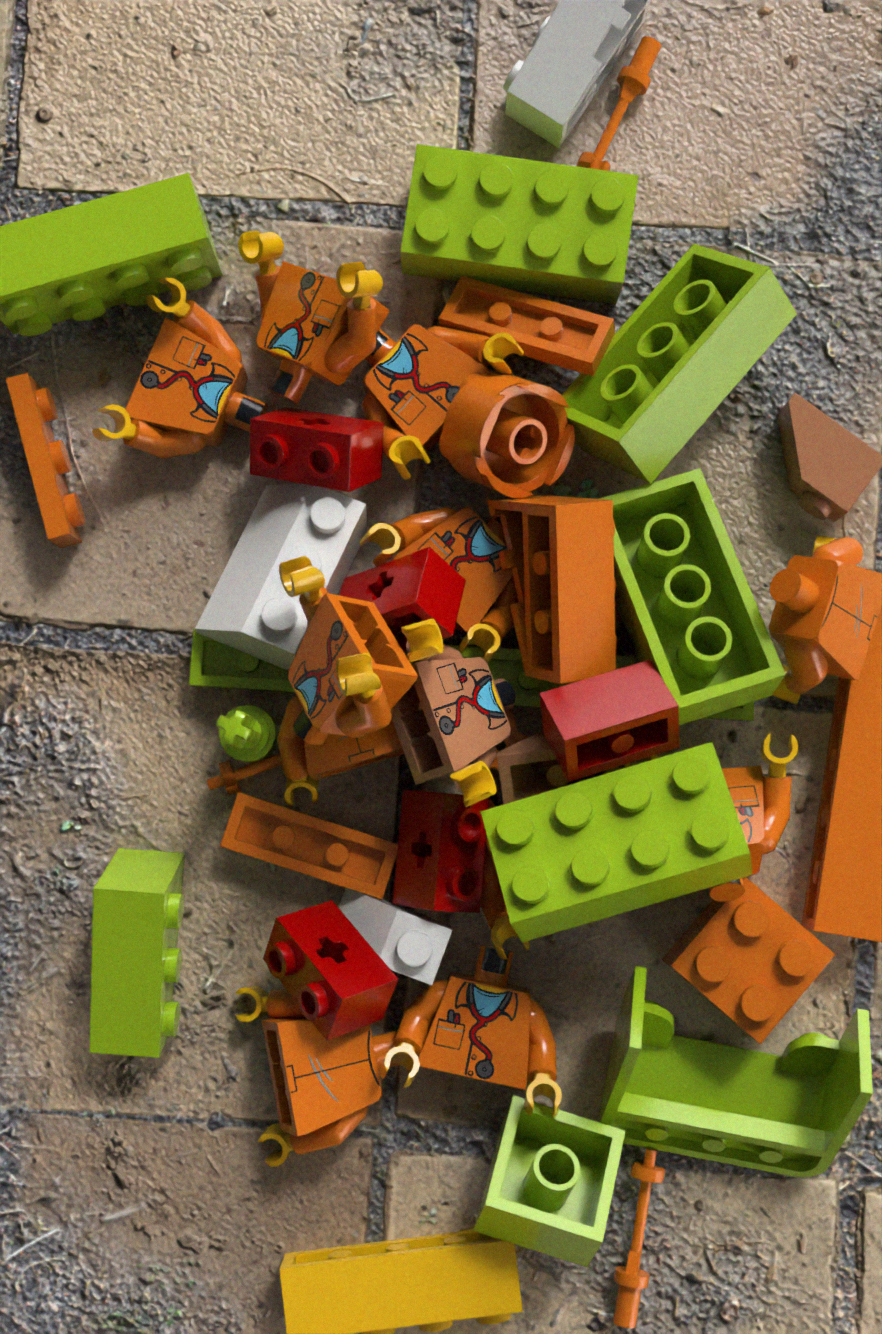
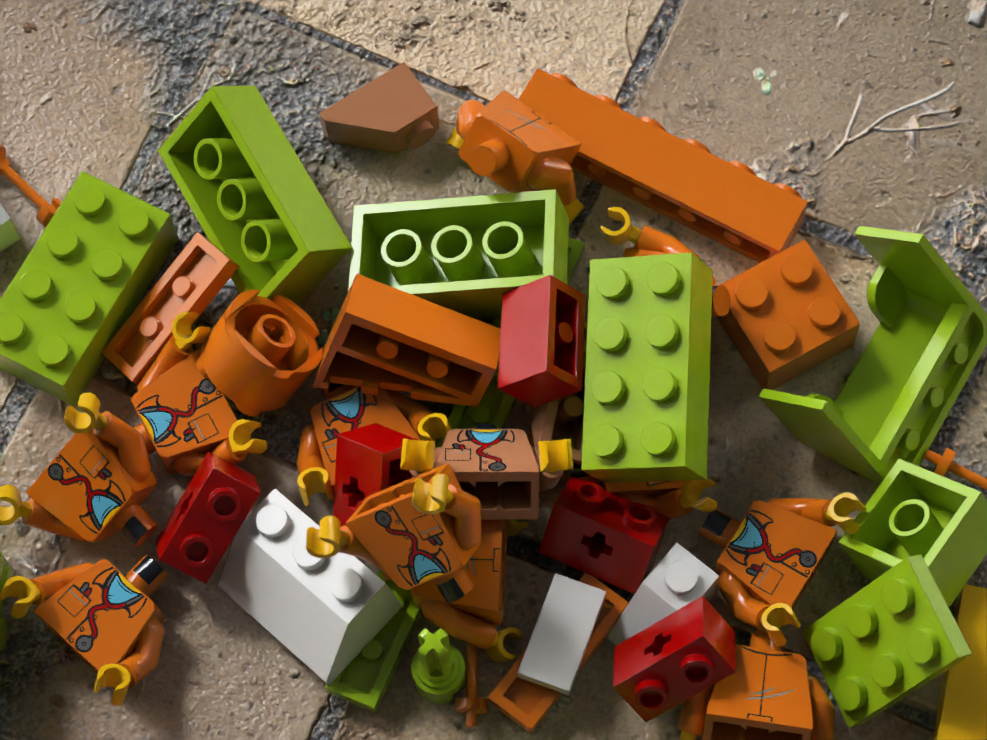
camera: 65 degrees left, 15 degrees down
(322, 844) = (561, 634): none -> white tile
(420, 1183) = (886, 641): none -> lime plate

